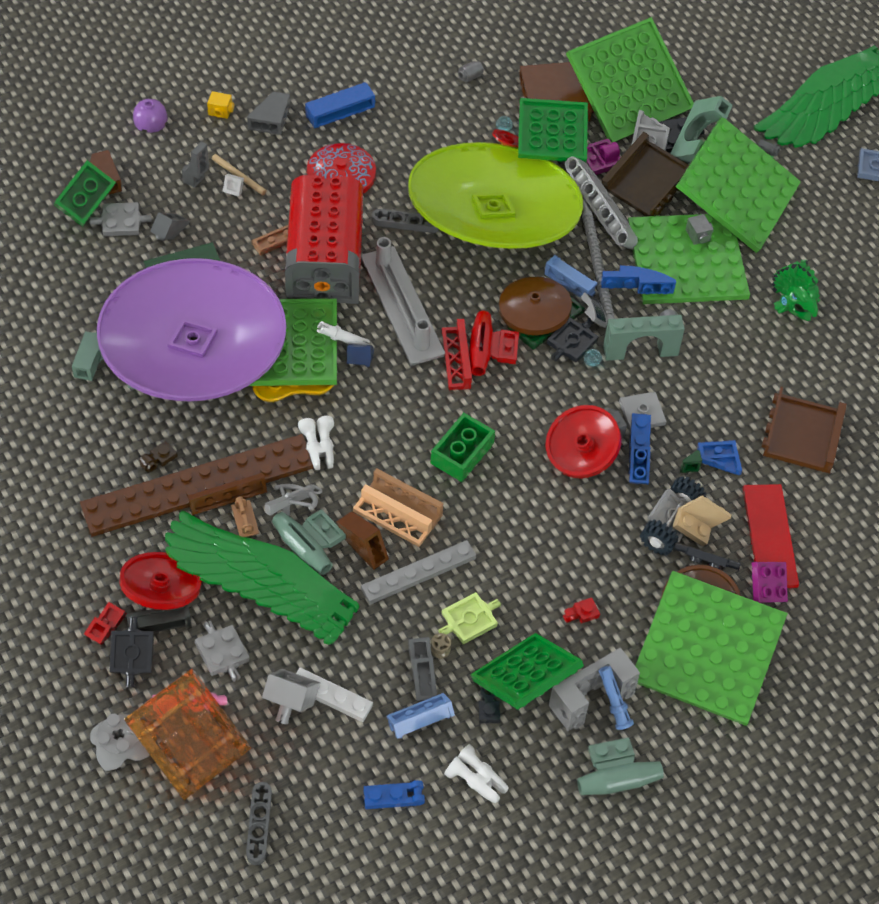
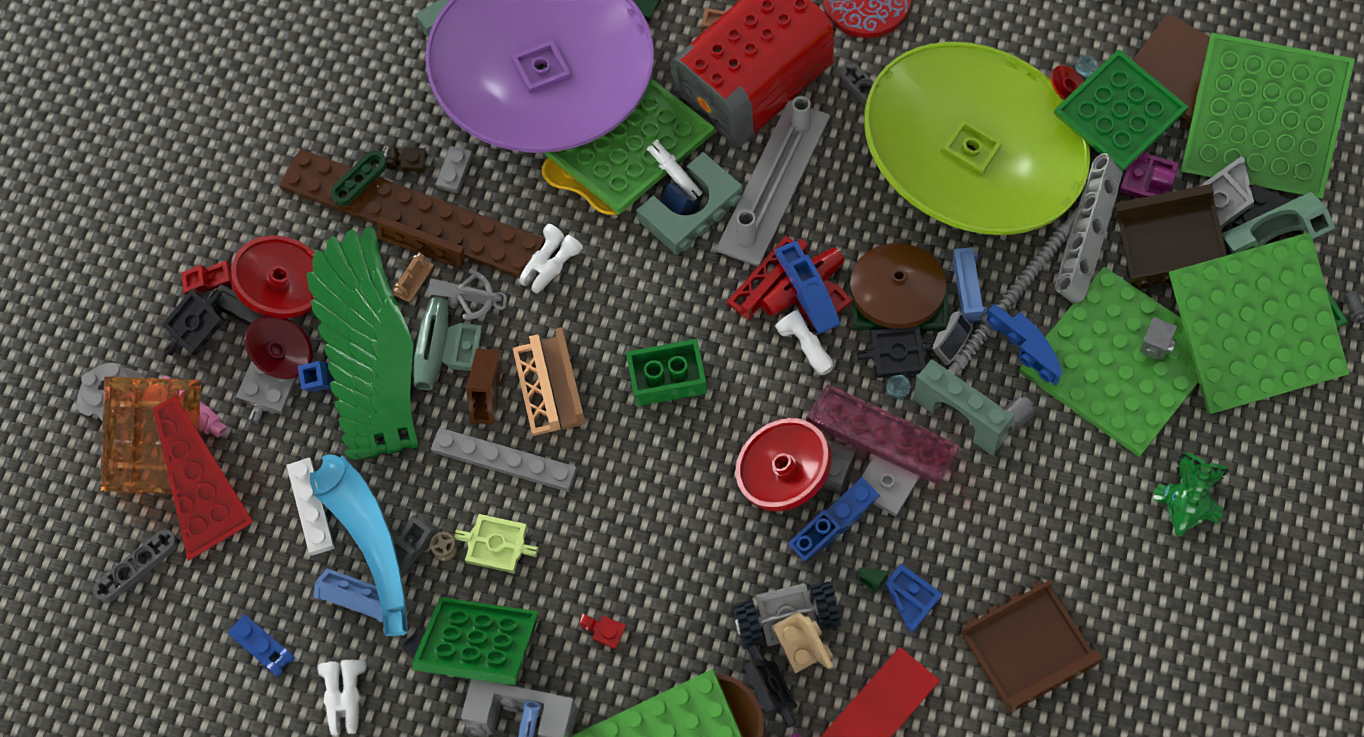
camera: 55 degrees right, 10 degrees up
(145, 479) = (361, 170): none -> dark green plate
(197, 440) = (454, 170): none -> light grey plate
(210, 618) = (277, 346): none -> dark red hat
(252, 617) = (314, 376): none -> blue brick
(262, 738) = (201, 492): none -> red wing
(291, 692) = (268, 472): light grey brick -> none
(369, 662) = (356, 507): none -> medium azure animal
(377, 369) = (680, 231): none -> sand green arch
(495, 336) = (809, 286): none -> blue slope
(523, 370) = (810, 344): none -> white piece
(615, 385) = (883, 434): none -> clear pink plate

